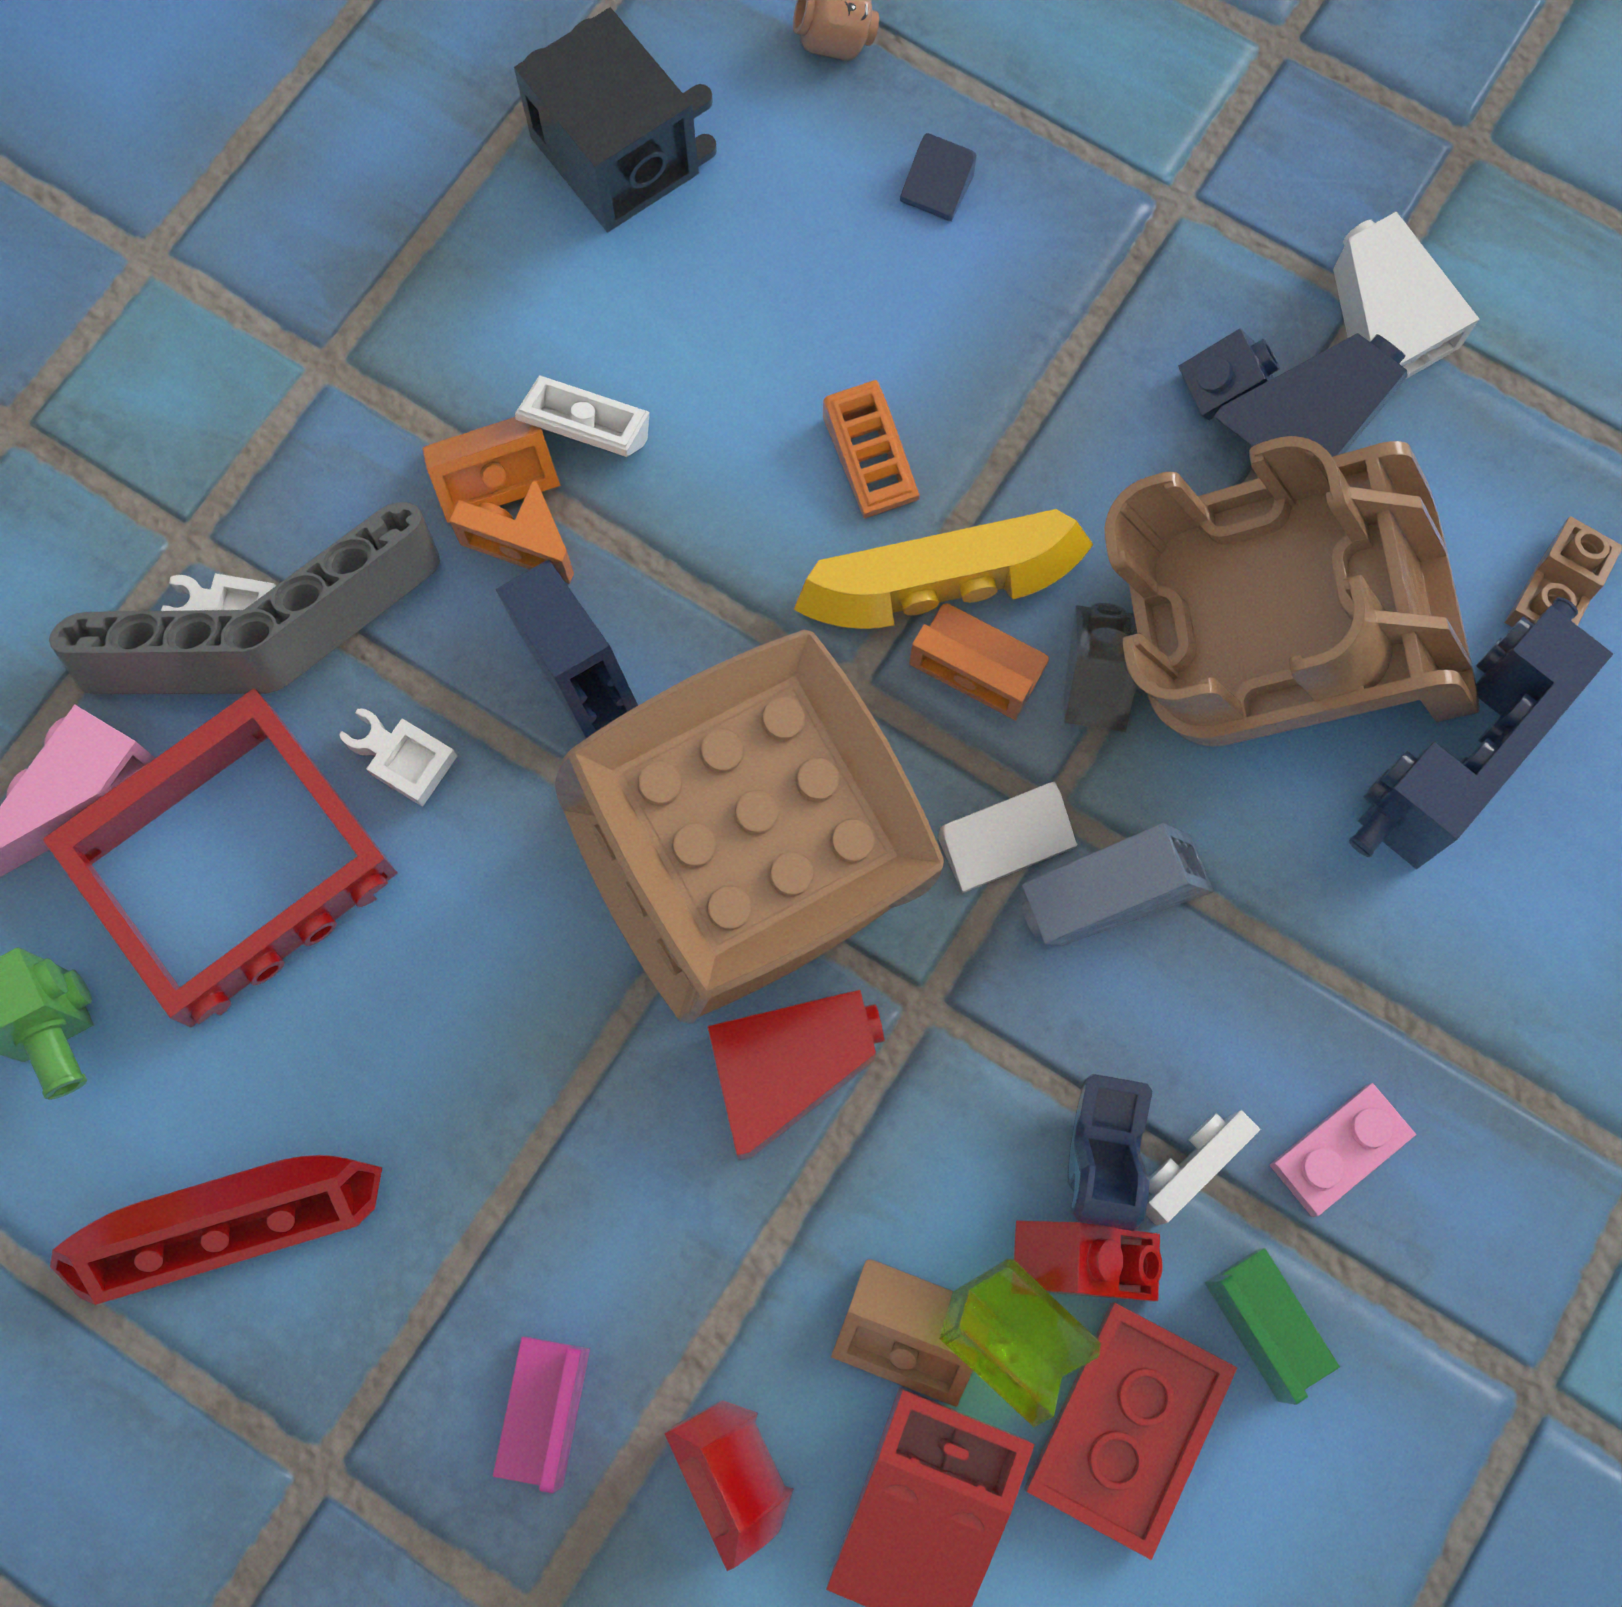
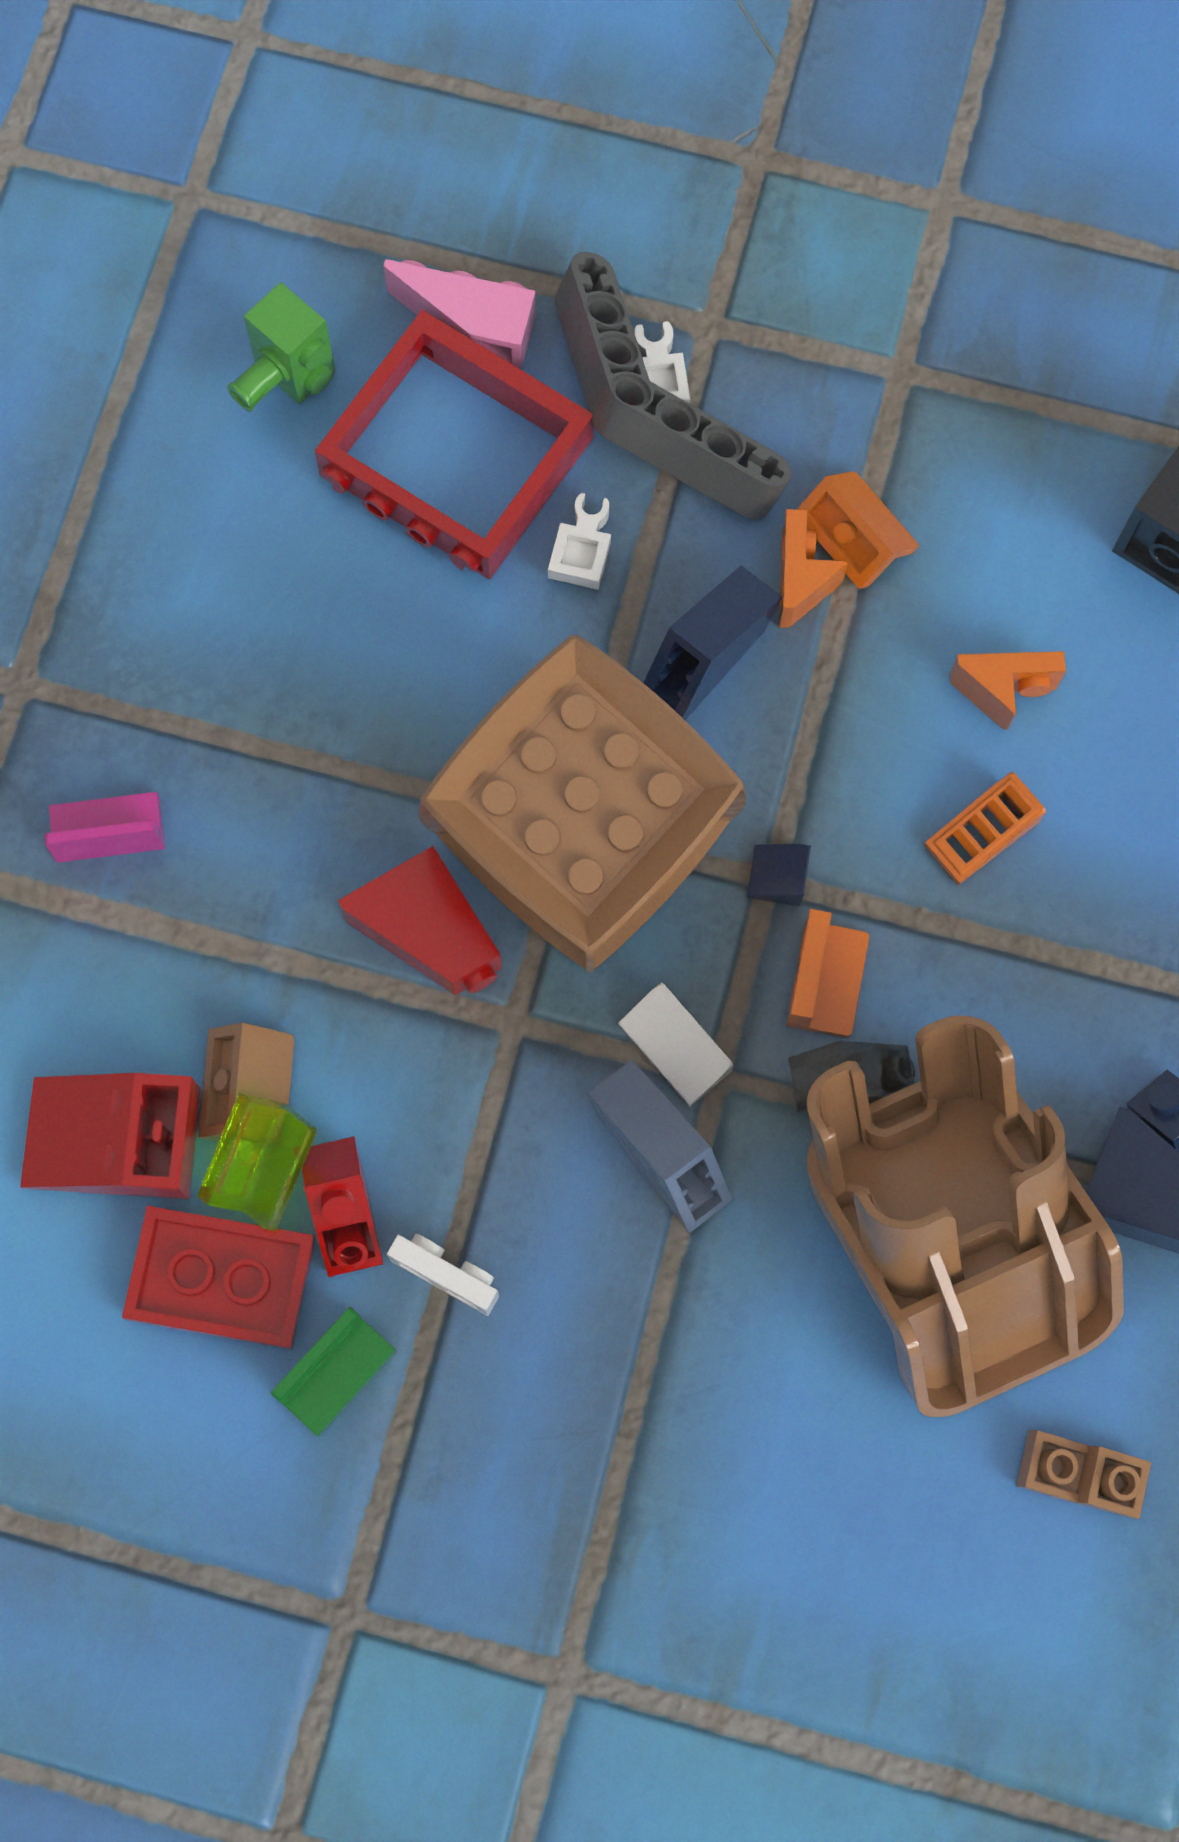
camera: 70 degrees right, 0 degrees up
(216, 1225) = (175, 545): red brick -> none
(584, 416) = (921, 585): white slope -> none
(718, 381) = (993, 677): none -> orange slope
(731, 1479) = (92, 973): red slope -> none
(860, 659) = (779, 873): none -> dark blue slope
(965, 563) = (877, 895): yellow brick -> none
(1105, 1153) = (427, 1195): dark blue animal -> none
(1342, 1150) = (498, 1397): bright pink plate -> none
(1527, 681) = (974, 1449): dark blue brick -> none

